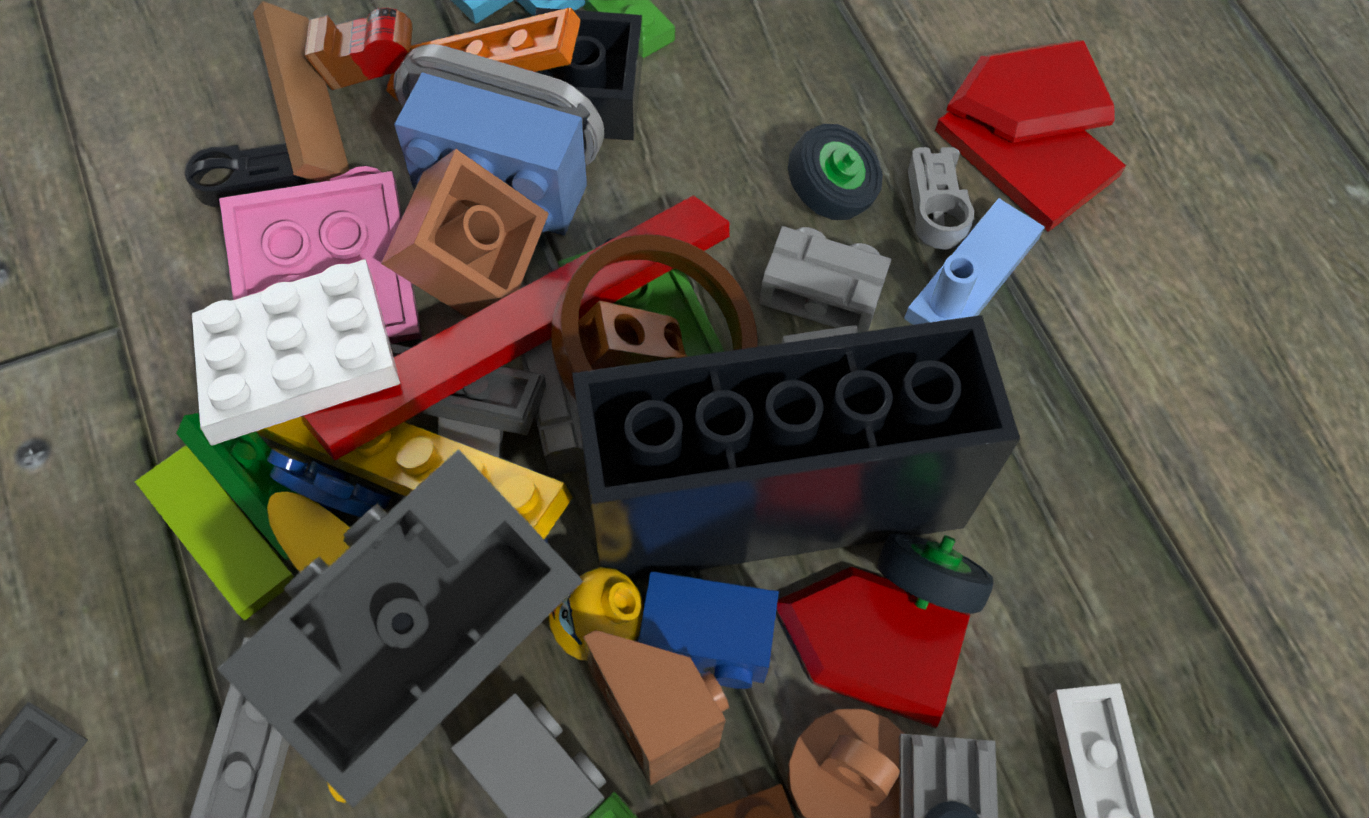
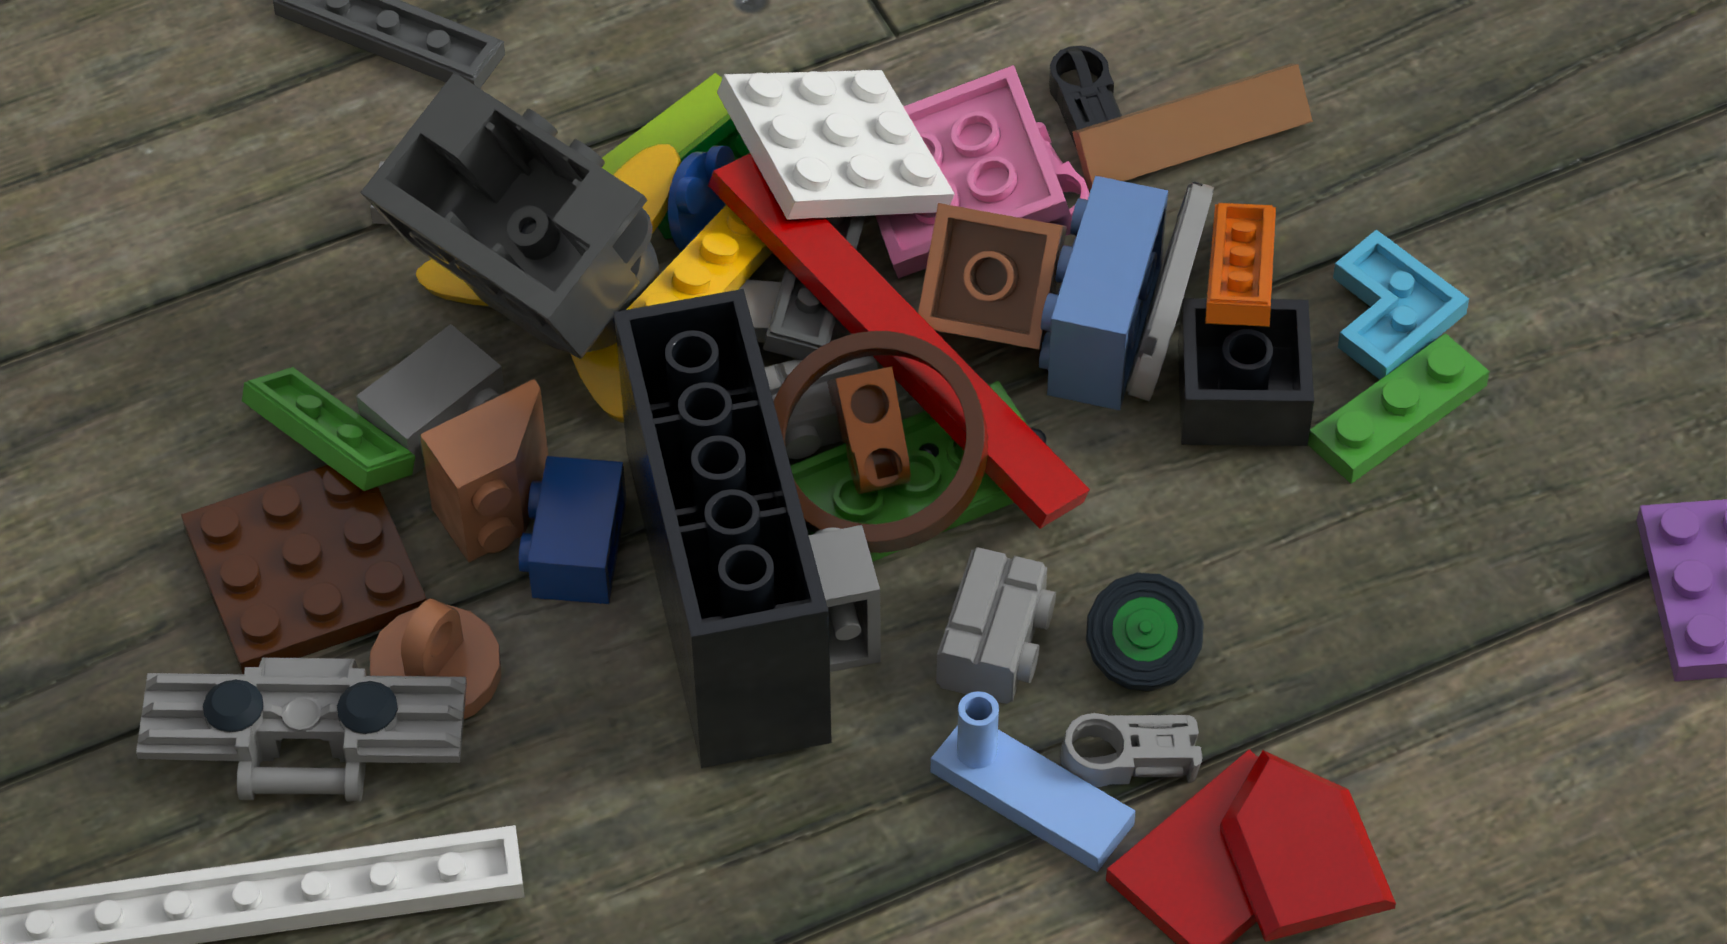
camera: 90 degrees right, 10 degrees down
(358, 48) = (1255, 159): leg -> none
(602, 603) = (583, 426): yellow head -> none
(875, 644) = (575, 690): red tile -> none
(935, 573) = (632, 709): black wheel -> none

